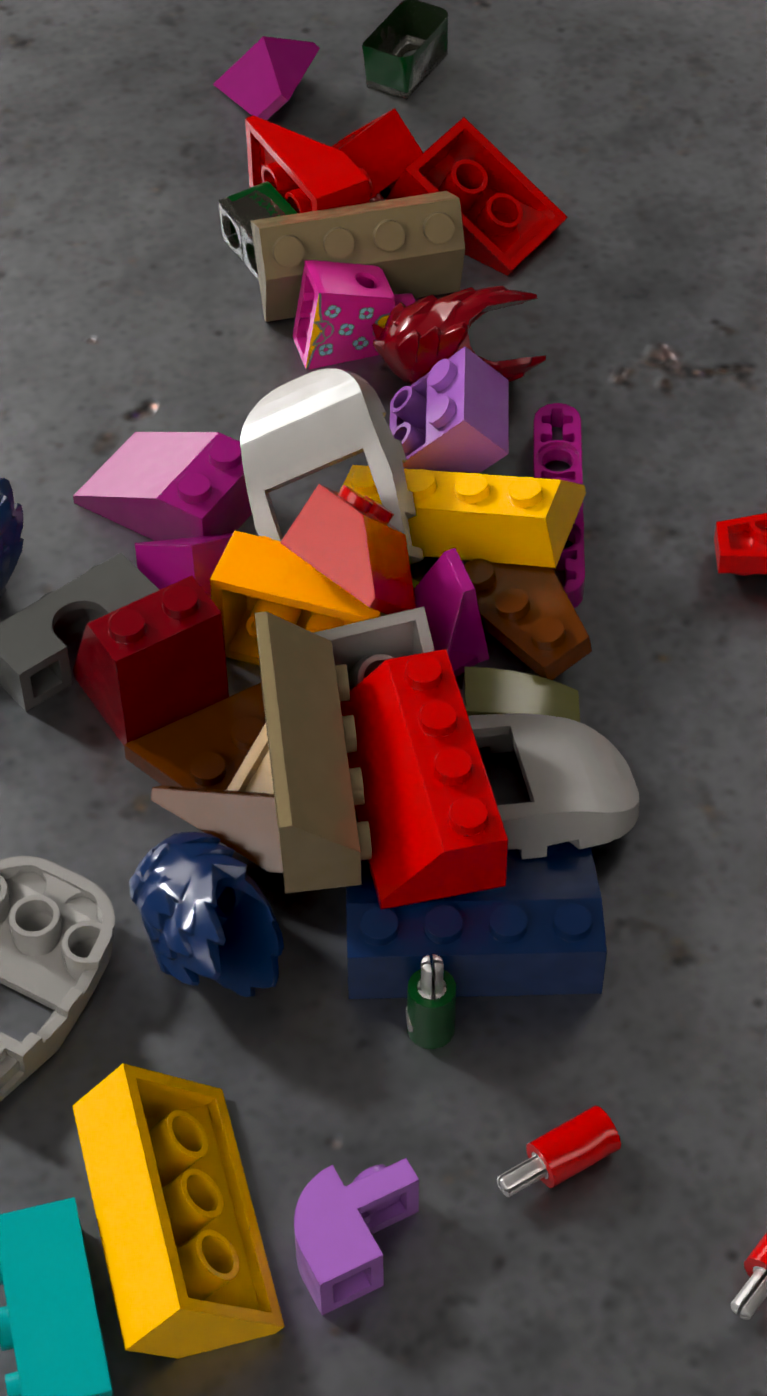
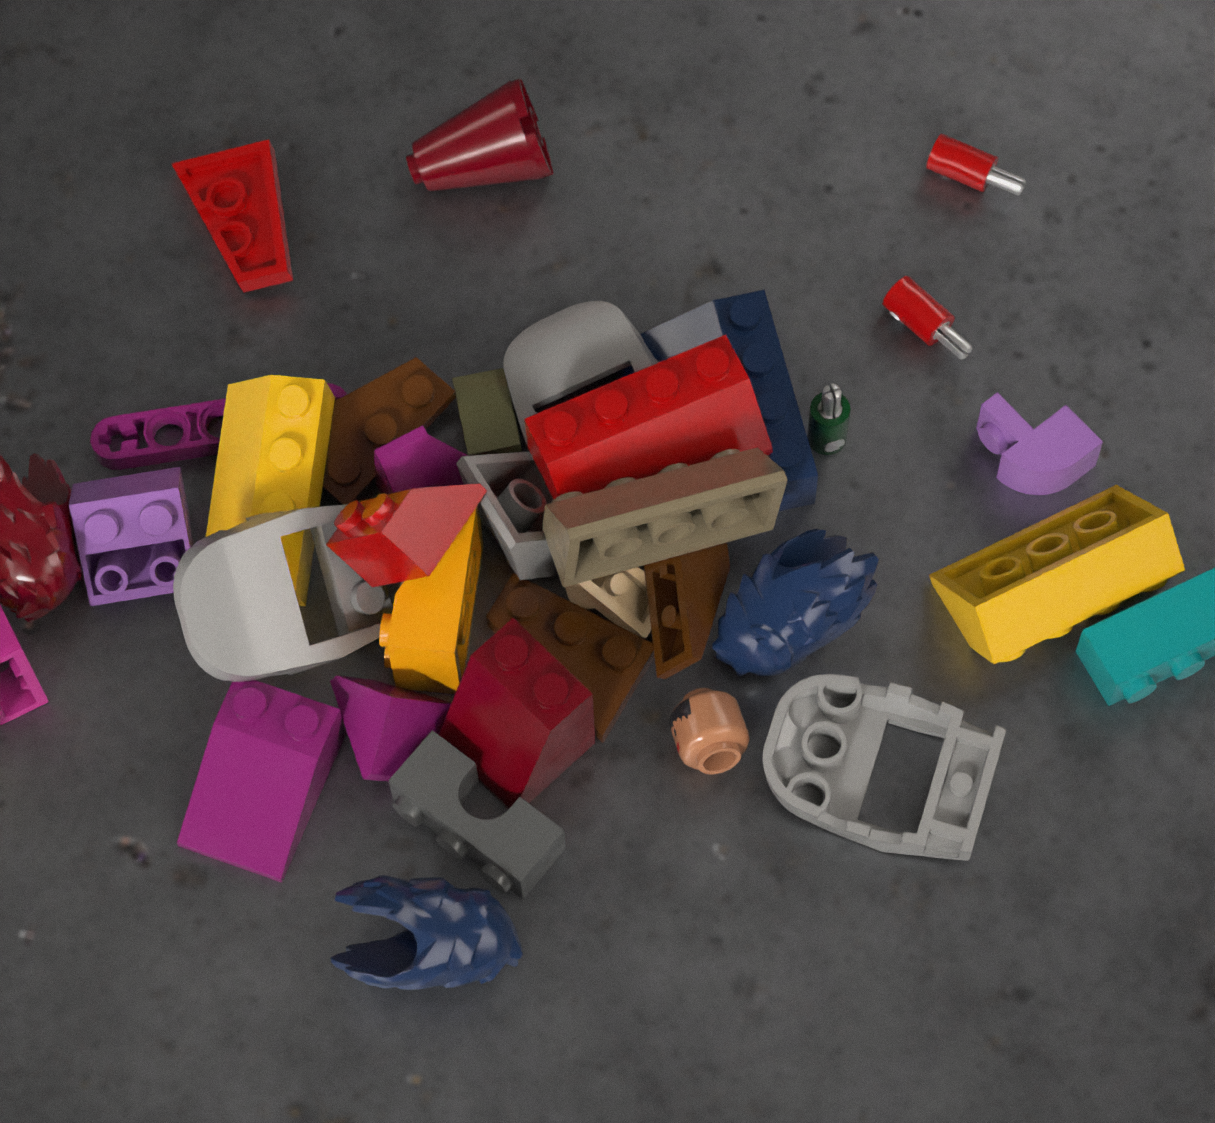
camera: 100 degrees left, 15 degrees up
(94, 829) = (709, 730): none -> nougat head

